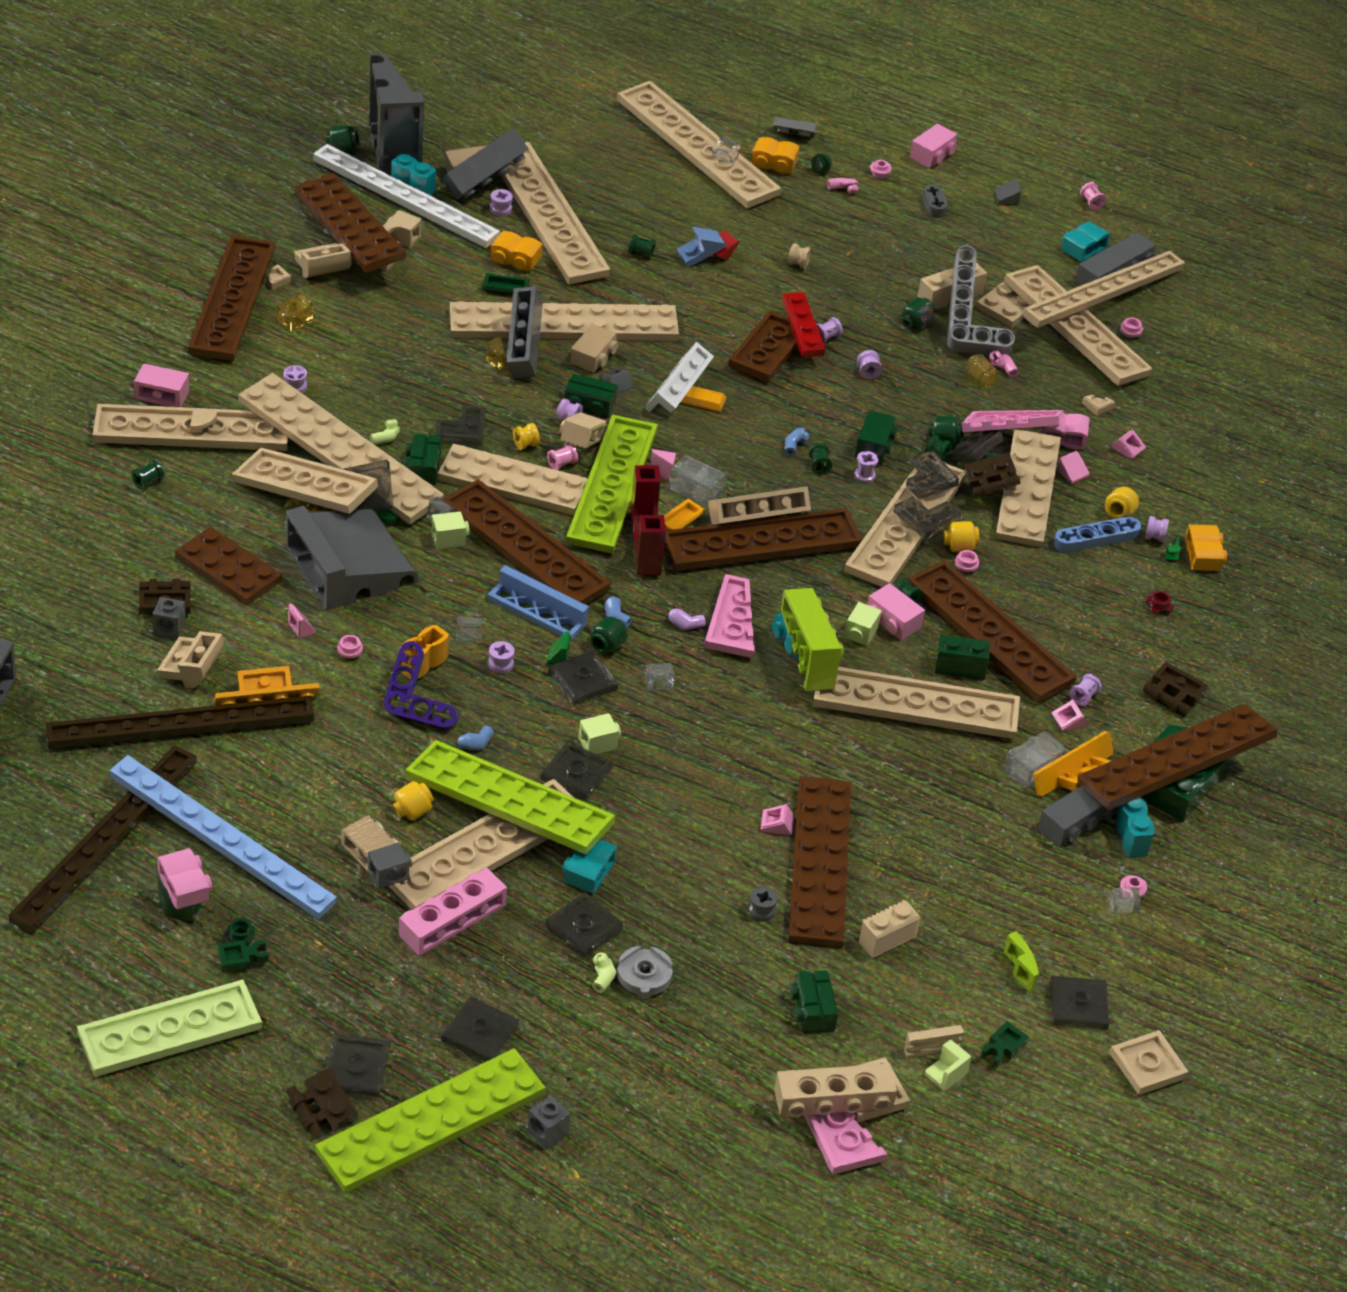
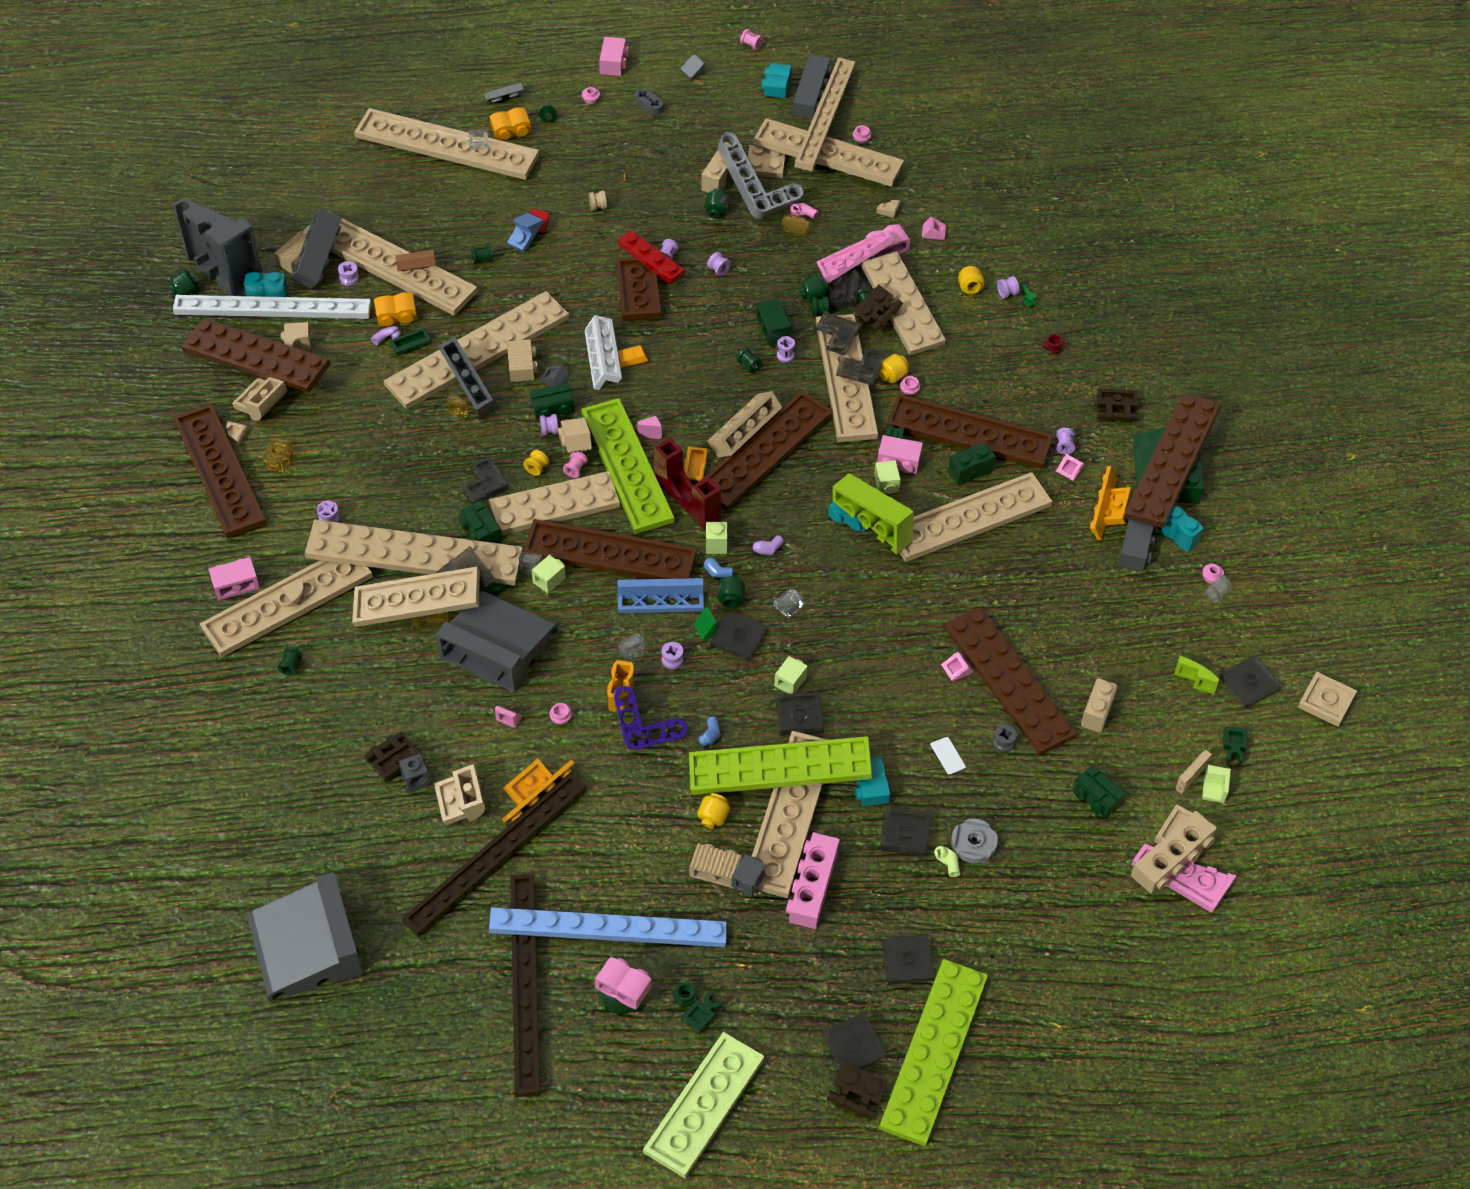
camera: 30 degrees left, 10 degrees up
(228, 566) = (414, 700): reddish brown plate -> none
(388, 434) = (434, 517): yellowish green arm -> none
(488, 266) = (384, 333): none -> lavender arm
(548, 1122) = (1015, 1000): dark grey brick -> none
(570, 219) = (415, 260): none -> nougat slope
(638, 584) = (716, 537): none -> yellowish green brick
(693, 889) = (947, 755): none -> white sticker
(697, 480) = (684, 427): clear brick -> none
(732, 619) = (798, 526): bright pink wing -> none
(792, 439) = (716, 356): medium blue arm -> none
(842, 183) = (574, 121): bright pink arm -> none
(1032, 756) = (1079, 514): clear brick -> none
(1071, 540) = (974, 314): medium blue beam -> none
(1072, 467) = (917, 269): bright pink slope -> none
(1205, 547) = (1048, 283): light orange brick -> none

